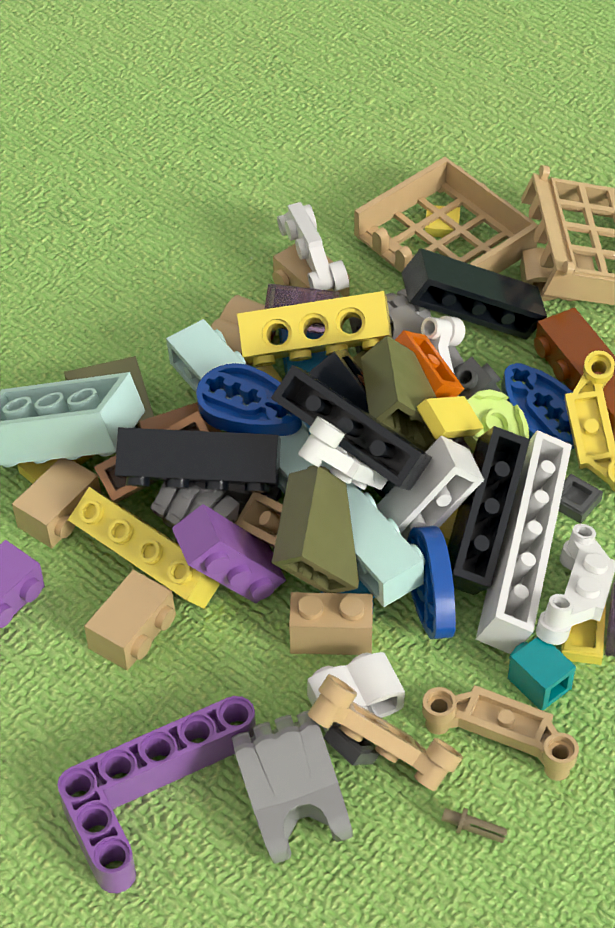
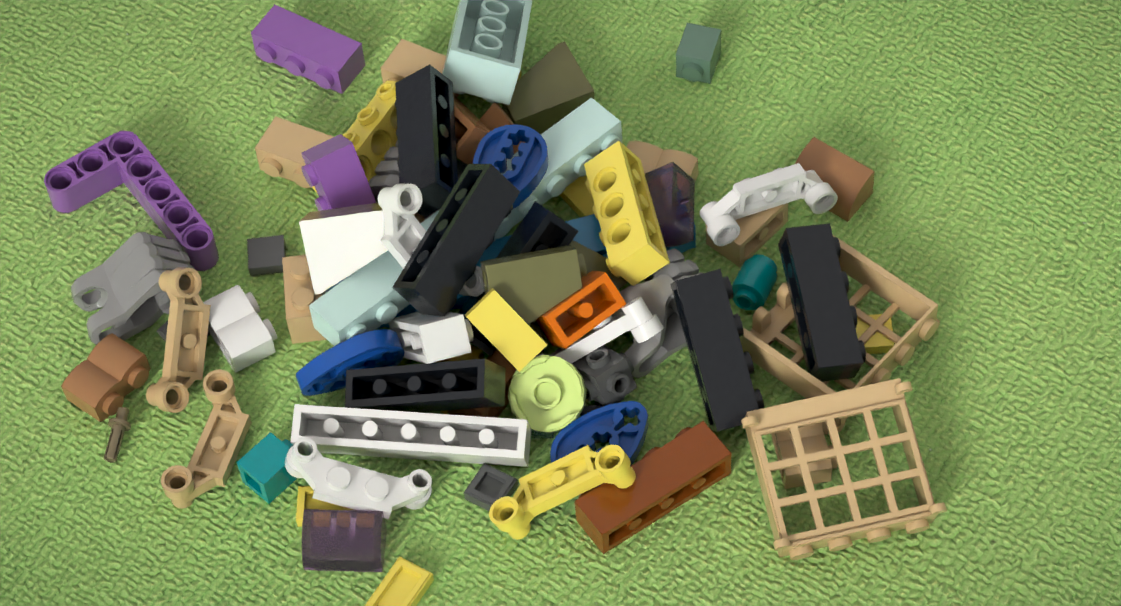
camera: 85 degrees right, 5 degrees up
(102, 287) = (698, 53): none -> sand green brick
(255, 665) = (266, 255): none -> dark grey tile
(259, 220) = (846, 176): none -> medium nougat brick
(376, 278) = (754, 282): none -> teal brick
(401, 826) = (106, 377): none -> medium nougat brick
(430, 223) = (821, 302): none -> black brick

